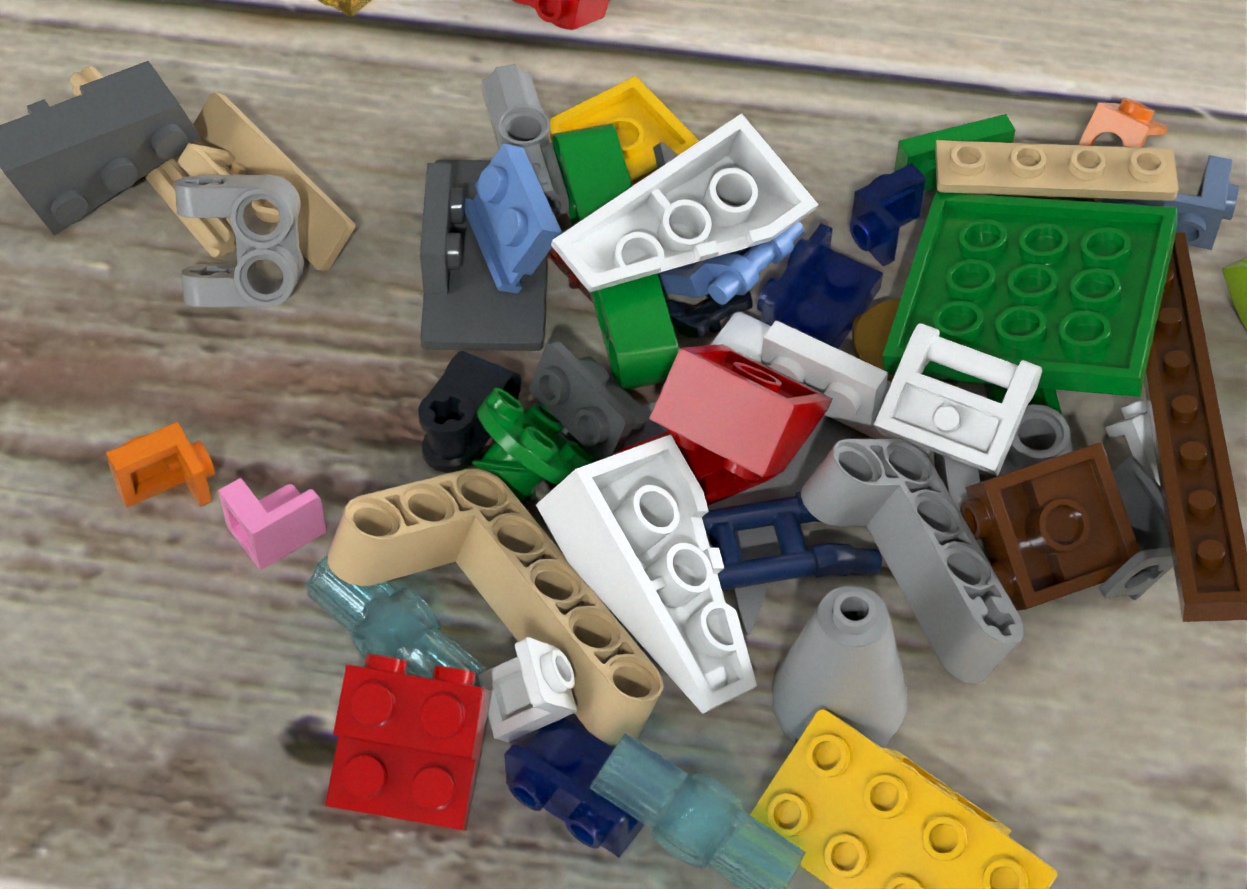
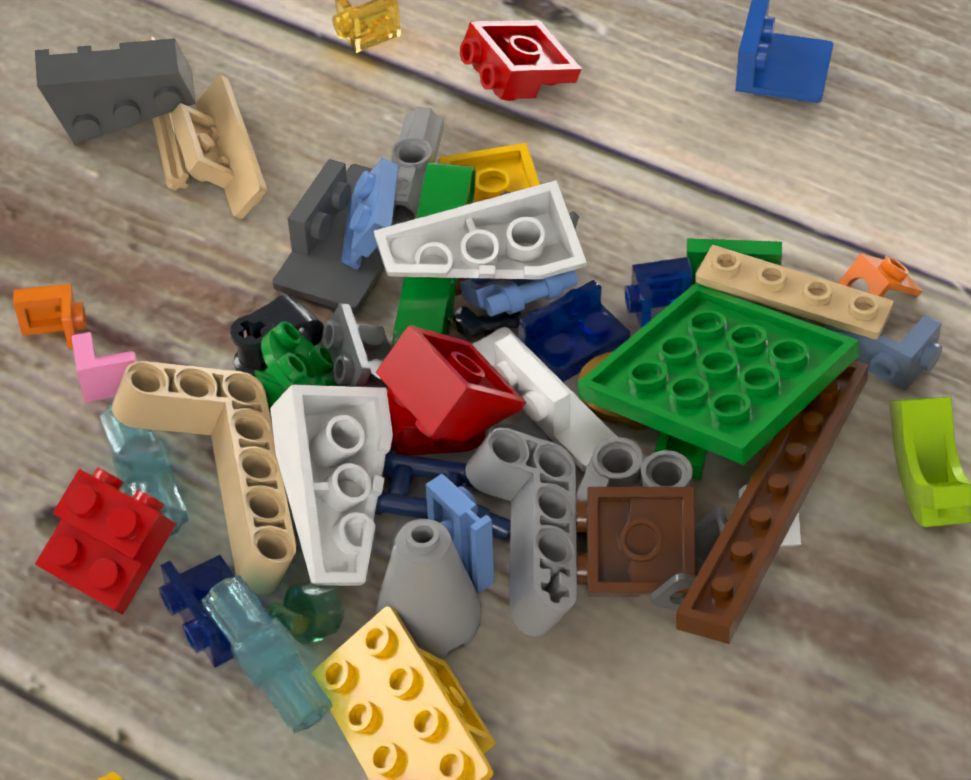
camera: 25 degrees right, 5 degrees down
(256, 240) = (189, 180): light grey piece -> none
(529, 690) = (203, 530): white bracket -> none
(709, 743) = (309, 612): none -> clear green piece
(838, 560) = (471, 535): none -> medium blue plate
(951, 418) = (599, 440): white plate -> none

